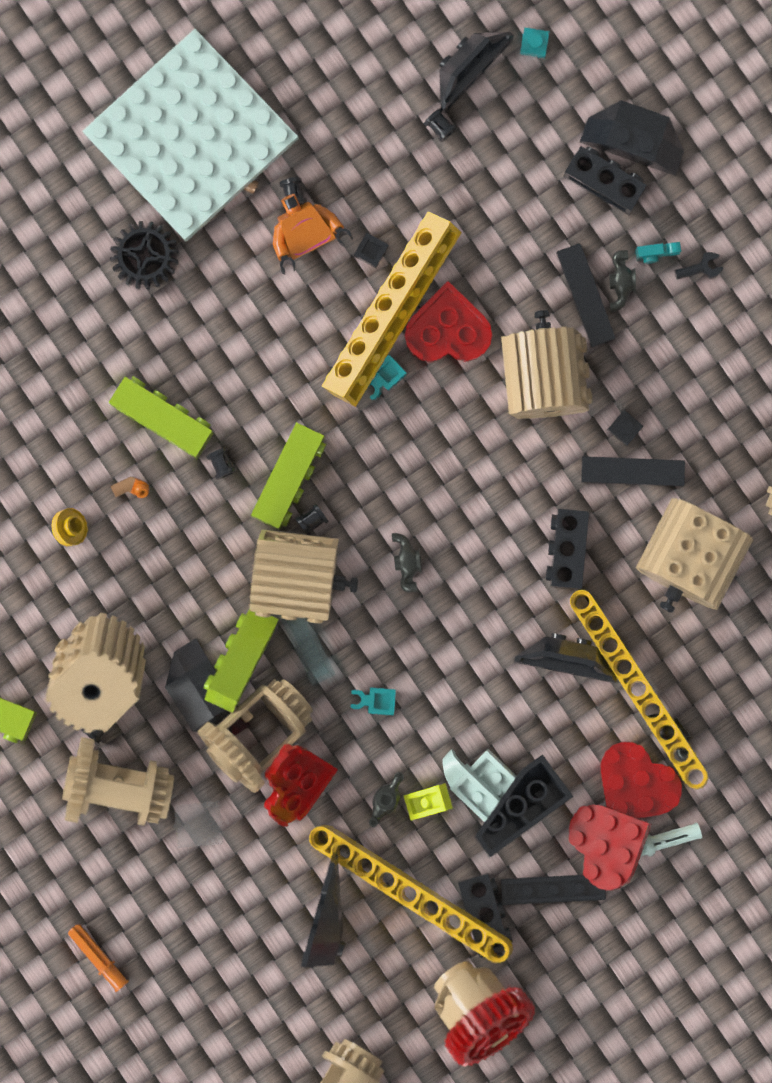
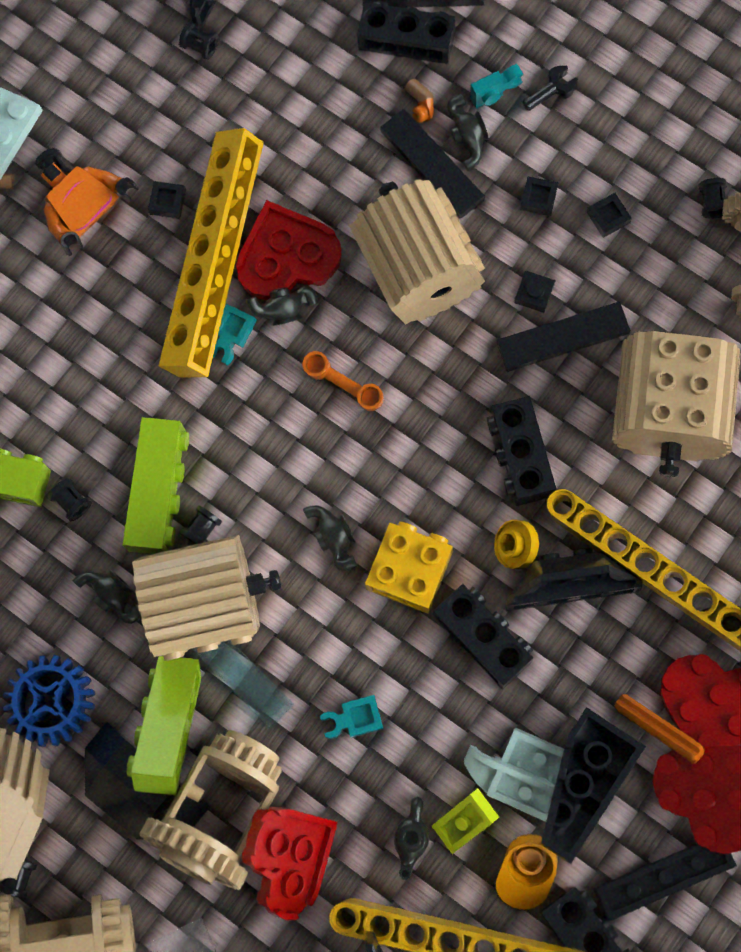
camera: 10 degrees left, 10 degrees down
(180, 598) = (38, 710): none -> blue gear
(229, 546) = (110, 593): none -> pearl dark grey piece
(431, 371) = (283, 305): none -> pearl dark grey piece
(454, 606) = (409, 566): none -> yellow brick
(457, 852) = (526, 873): none -> light orange cap
(470, 465) = (318, 367): none -> orange bar
(488, 689) = (488, 653): none -> black brick
(538, 617) = (516, 544): none -> yellow plate
(588, 786) = (659, 728): none -> orange axle
(599, 241) = (425, 101): none -> arm
(657, 354) = (539, 196): none -> black plate
(703, 389) = (609, 215): none -> black plate

